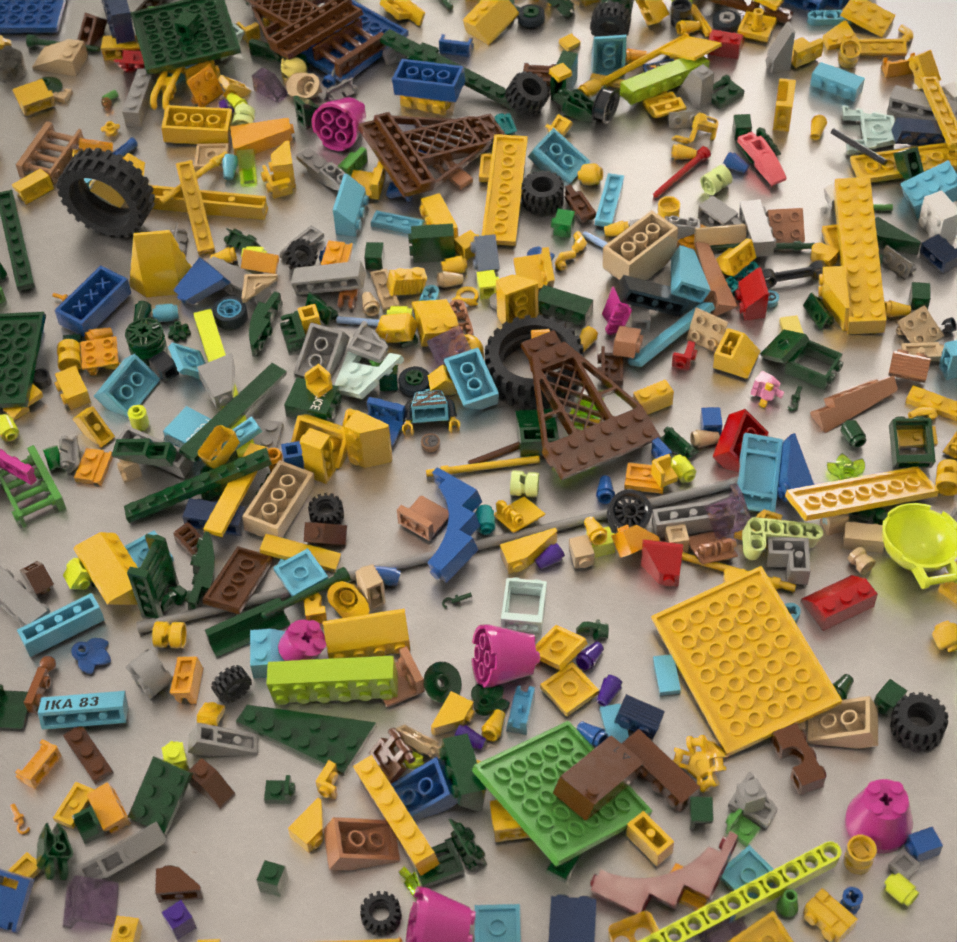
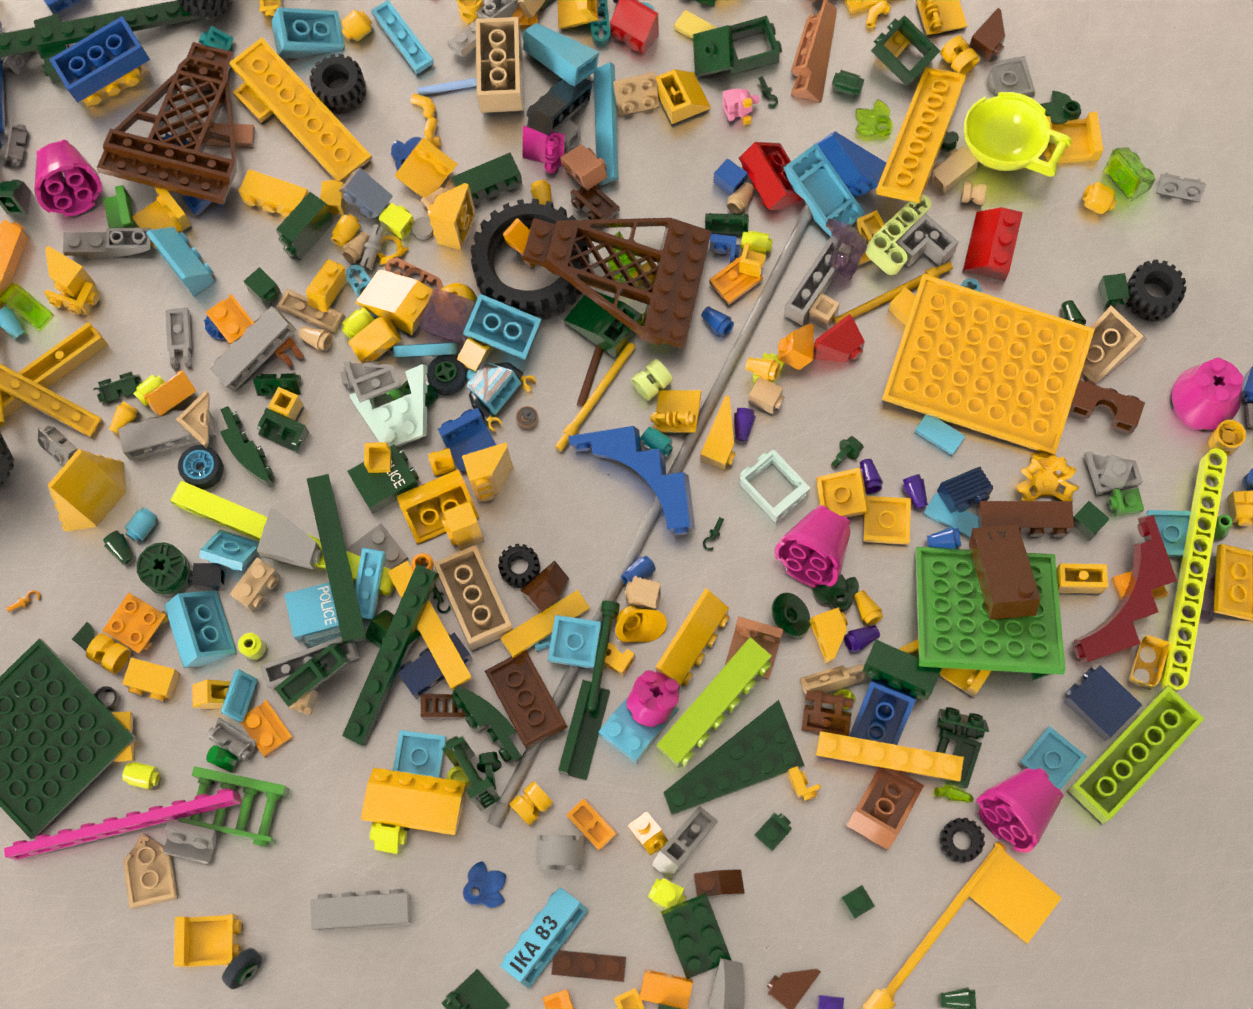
camera: 45 degrees left, 20 degrees up
(37, 577) = (352, 873): reddish brown slope -> none
(39, 684) = (462, 934): dark orange plate -> none
(60, 624) = (432, 891): medium azure brick -> none
(93, 301) = (60, 580): blue brick -> none
(93, 334) = (106, 606): light orange cone -> none
(100, 434) = (239, 695): none -> medium azure tile
(179, 331) = (174, 530): dark green plant -> none
(179, 391) = (255, 585): none -> tan brick
(200, 282) = (141, 465): blue slope -> none
(214, 441) = (365, 614): yellow piece -> none
(231, 684) = (636, 790): black tyre -> none
(293, 454) = (435, 545): blue brick -> none
(305, 247) = (189, 358): black tyre -> none
(308, 827) = (834, 834): yellow slope -> none
(322, 347) = (334, 427): light grey slope -> none
(357, 321) = (325, 363): light blue bar -> none
(394, 222) = (238, 233): medium azure tile -> none
(417, 357) = (425, 349): none -> medium azure beam
(423, 517) = (605, 489): nougat bracket -> none
(456, 285) = (372, 247): none -> light grey pin
(521, 711) = (873, 575): dark azure hinge -> none
(563, 223) = (390, 97): green brick -> none
(579, 204) = (382, 65): reddish brown hinge -> none
(616, 229) = (444, 60): yellow cone -> none
(629, 494) = (771, 333): black wheel -> none
(655, 396) = (662, 197): yellow brick -> none
(684, 361) = (645, 133): red bracket -> none
(710, 549) = (858, 292): nougat hinge -> none
(720, 292) = (610, 49): nougat wedge -> none

